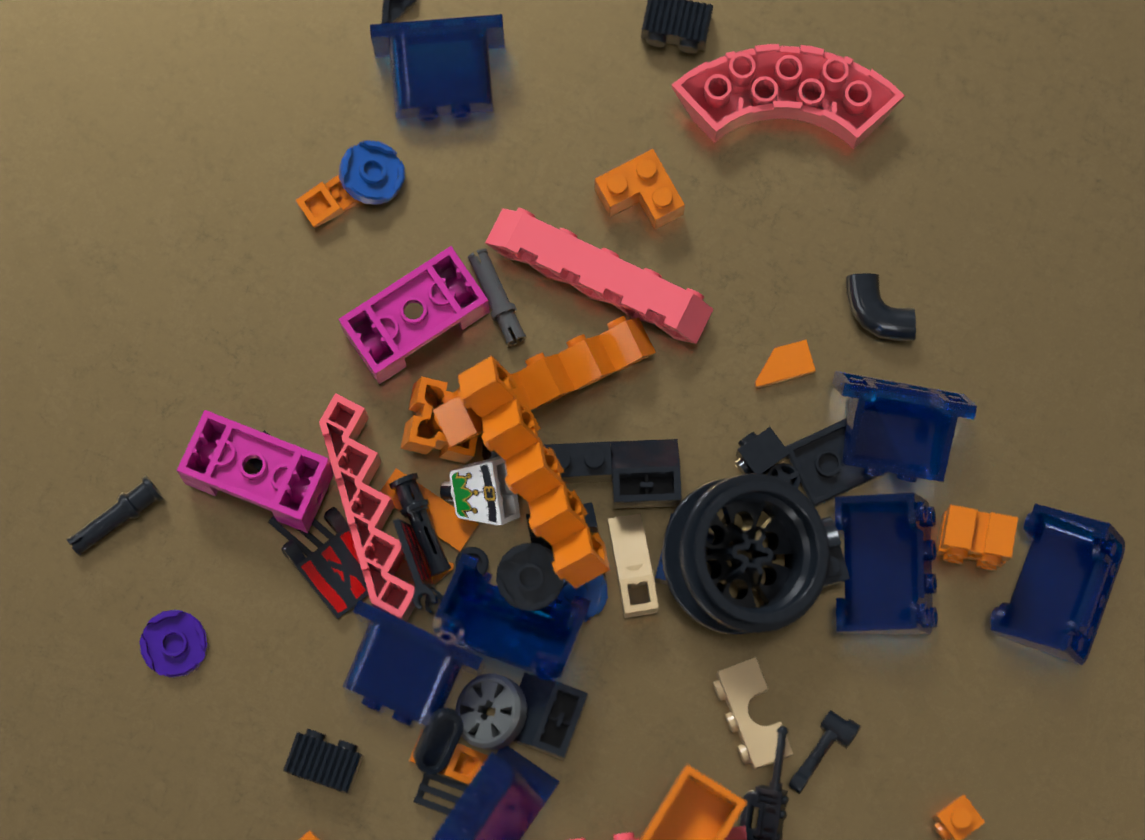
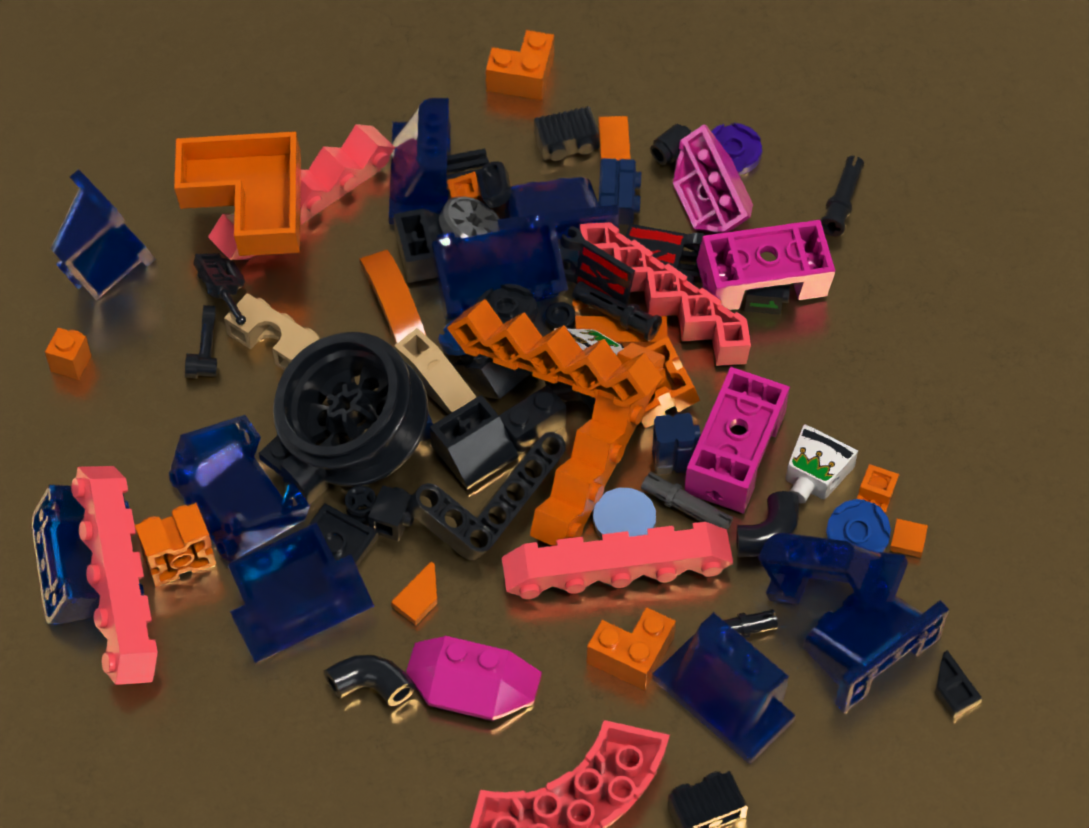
camera: 145 degrees right, 20 degrees down
(231, 681) = (666, 146): none -> black brick
(233, 599) = (710, 184): none -> dark pink wedge
(281, 727) = (614, 137): none -> orange tile
(322, 661) = (618, 187): none -> dark blue brick
(330, 143) = (908, 538): none -> orange tile
(359, 255) = (818, 464): none -> white torso
(432, 131) = (796, 558): none -> clear blue windscreen
(444, 218) = (781, 518): none -> black cylinder
(470, 344) = (673, 442): none -> dark blue brick
(531, 156) = (753, 623): none -> black pin
(556, 319) = (624, 511): none -> light blue tile
(593, 106) = (728, 687): none -> clear blue windscreen
(613, 686) = (392, 294): none -> orange slope
(664, 401) = (499, 503): none -> black beam
(795, 255) = (472, 677): none -> dark pink wedge
(1049, 534) = (115, 575): none -> coral brick

